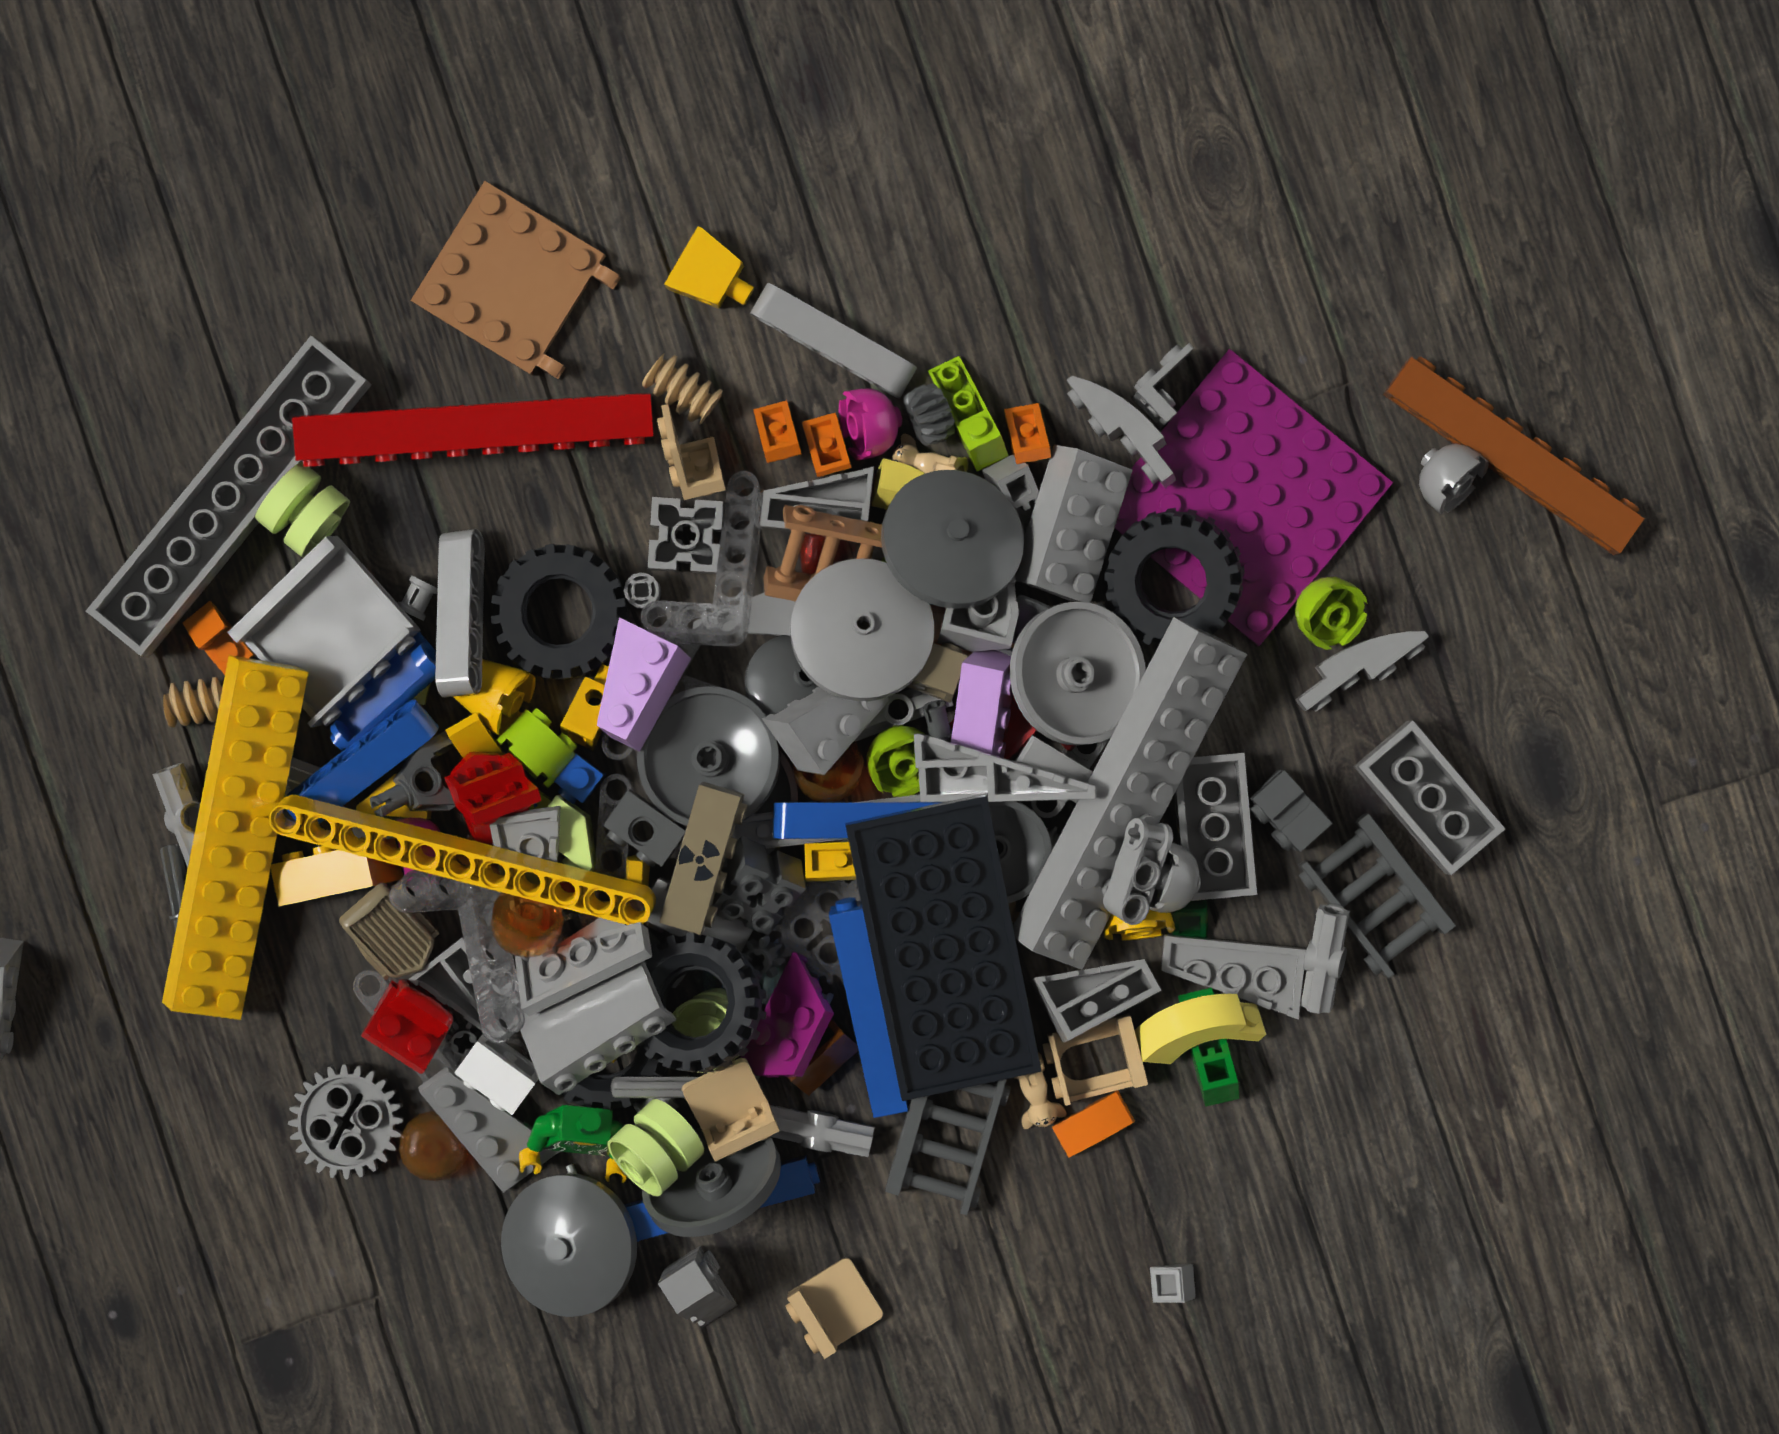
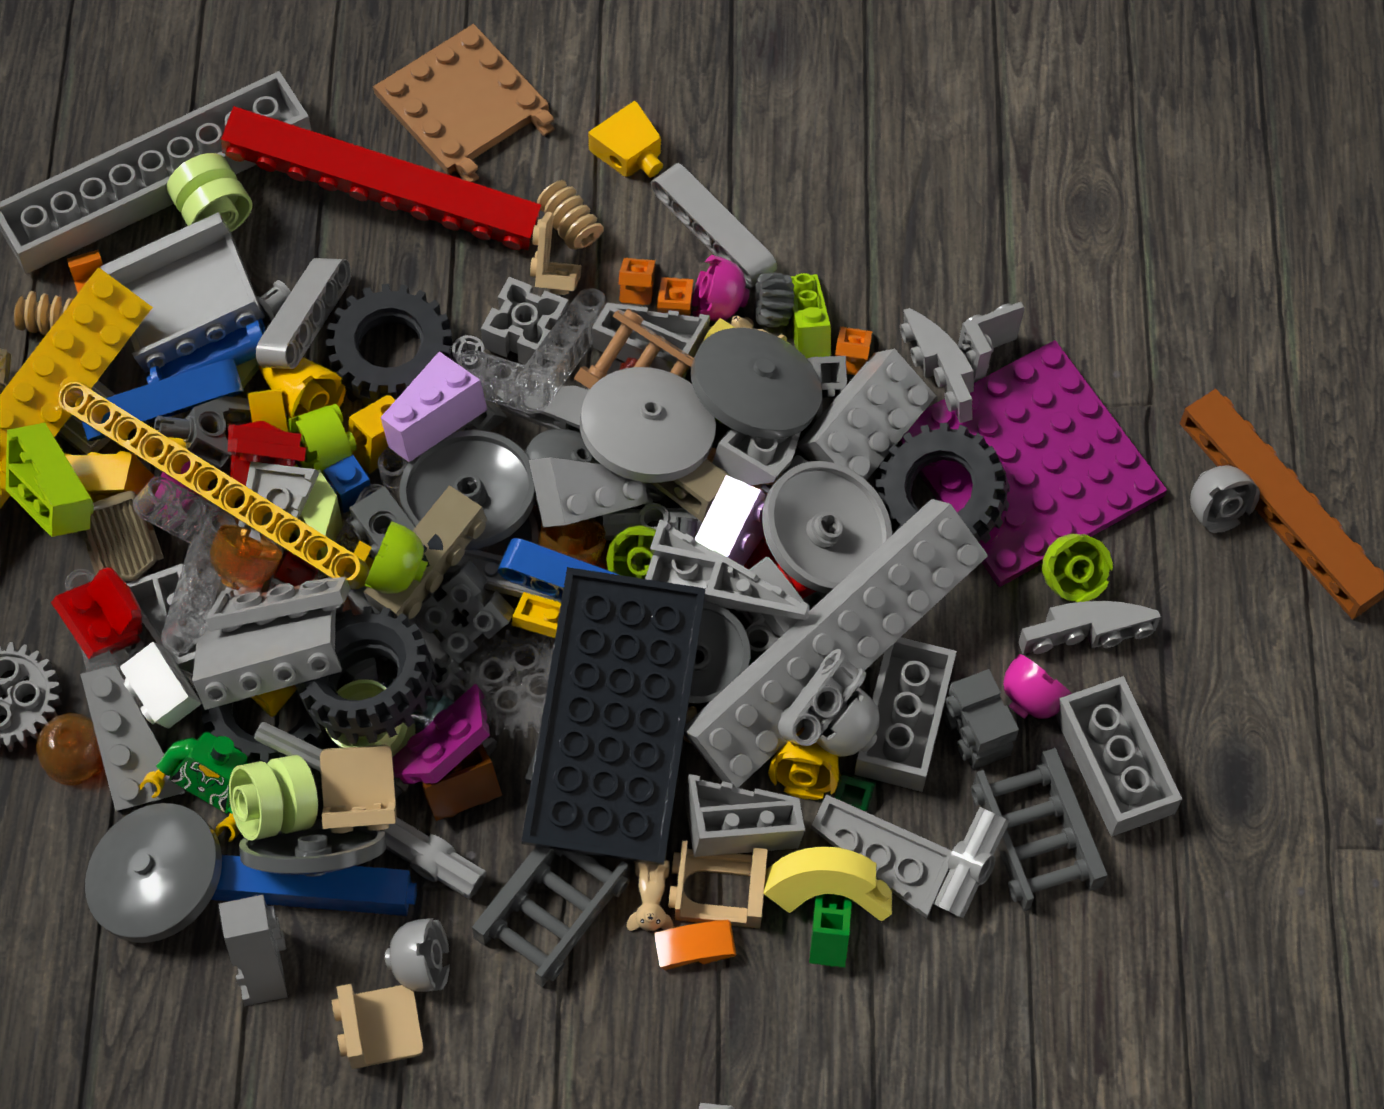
camera: 15 degrees right, 25 degrees down
(299, 916) = (45, 481): none -> lime wedge
(683, 893) = (397, 561): none -> lime cylinder
(844, 1233) = (417, 955): none -> light grey cylinder
(866, 1007) = (520, 754): blue brick -> none
(1329, 756) = (1032, 689): none -> dark pink cylinder

